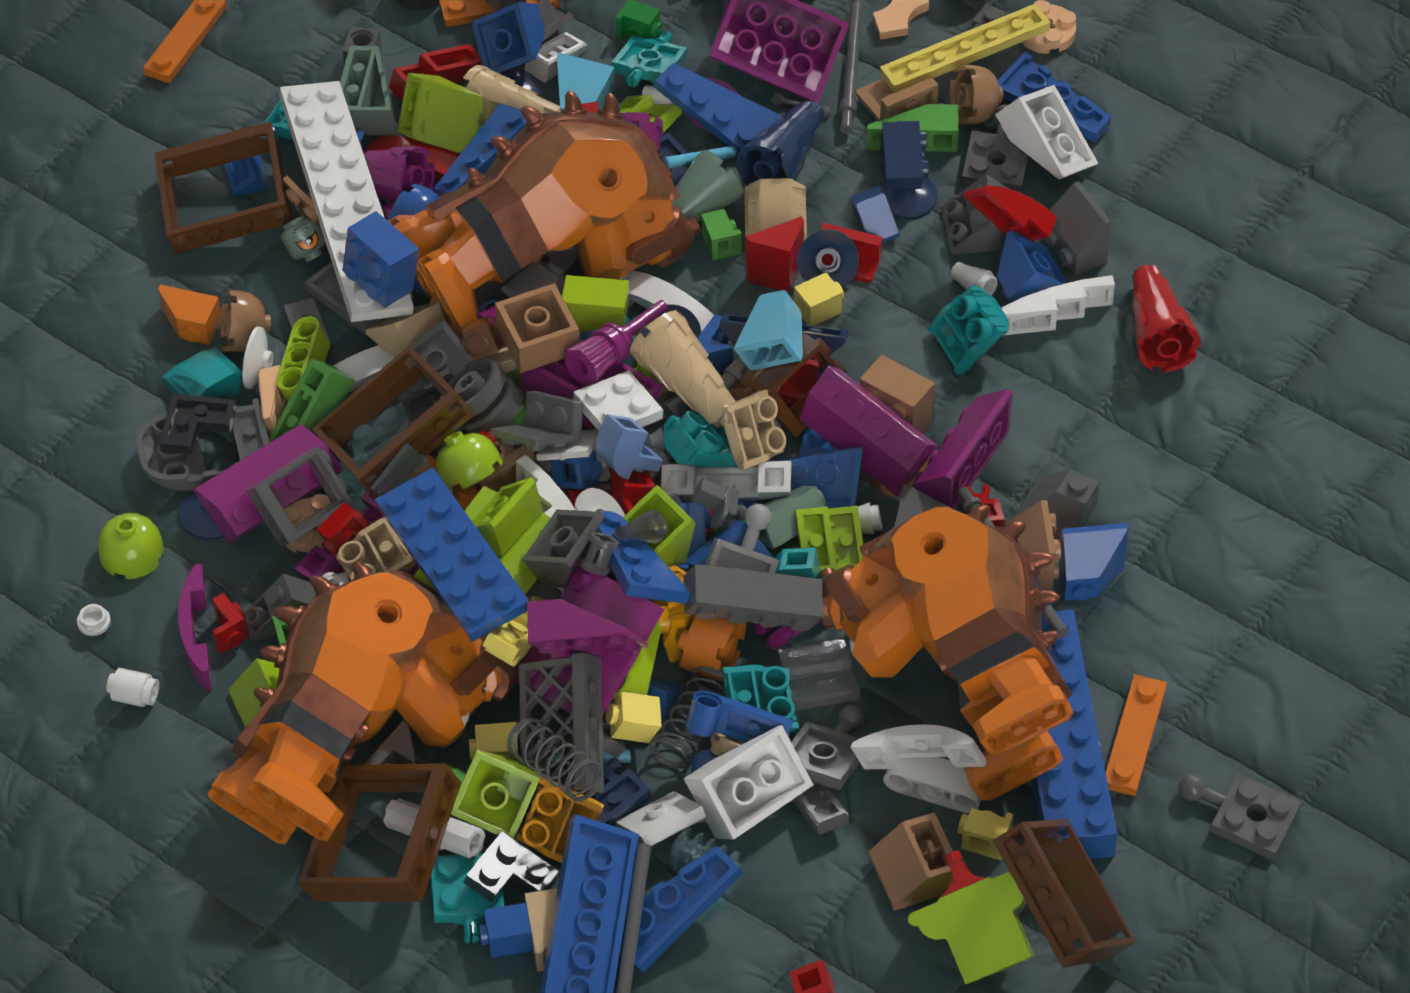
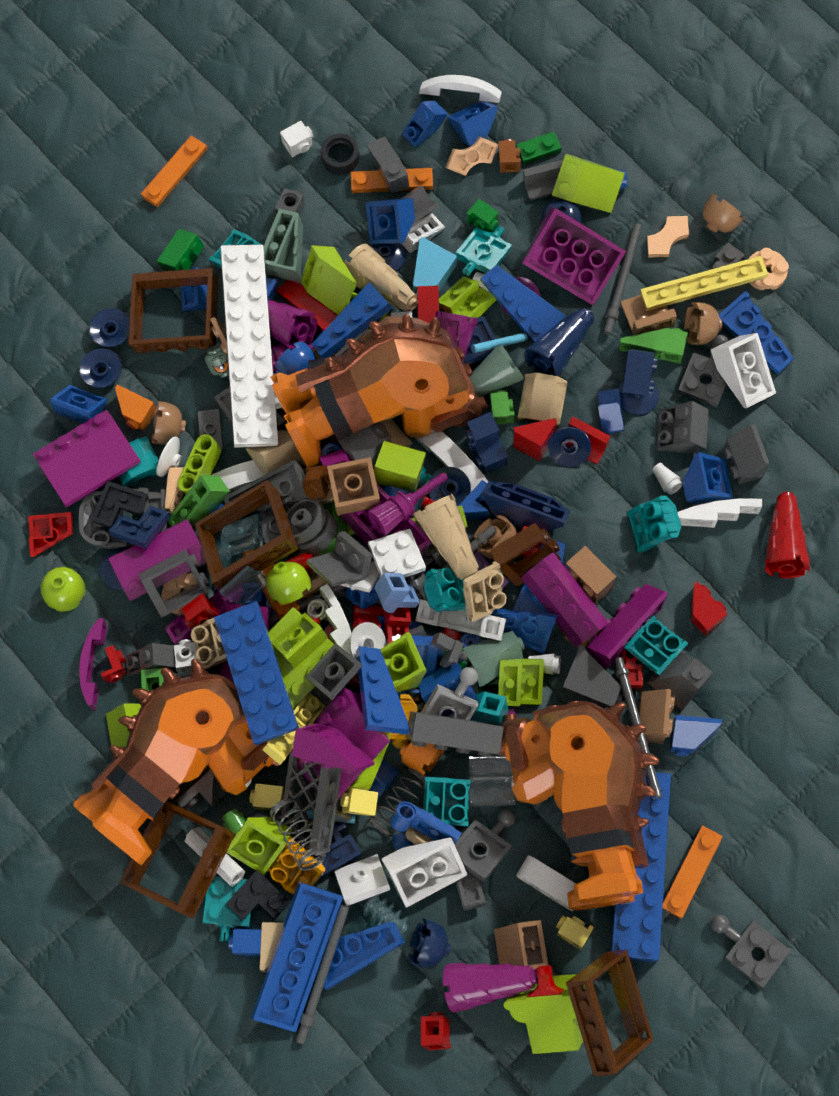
camera: 15 degrees right, 20 degrees up
(93, 620) = (29, 642): white plate -> none
(94, 479) = (48, 530): none -> red slope
(106, 327) = (78, 404): none -> blue slope
(129, 274) = (98, 360): none -> dark blue dish
(132, 376) = (86, 458): none -> magenta slope
(132, 687) = (43, 703): white brick -> none
(133, 226) = (107, 320): none -> dark blue dish
(218, 116) = (180, 251): none -> green brick
(236, 446) = (142, 531): none -> dark blue plate
(380, 259) = (257, 413): blue brick -> none
(447, 63) = (337, 232): red slope -> none
(596, 562) = (352, 690): dark grey bush -> none
(647, 527) = (391, 670): clear smoke cone -> none
(706, 271) = (484, 440): none -> dark blue brick
(771, 333) = (513, 516): medium azure slope -> none
(778, 99) = (566, 297): dark grey hinge -> none
(778, 881) = (429, 944): none -> dark blue cylinder
(819, 299) = (557, 476): light yellow brick -> none
(872, 904) = (484, 983): none -> magenta cone
(884, 747) = (521, 860): white slope -> none
(1011, 469) = (655, 646): none -> teal slope
(1012, 211) = (703, 440): red slope -> none
(1069, 420) = (705, 611): none -> red slope

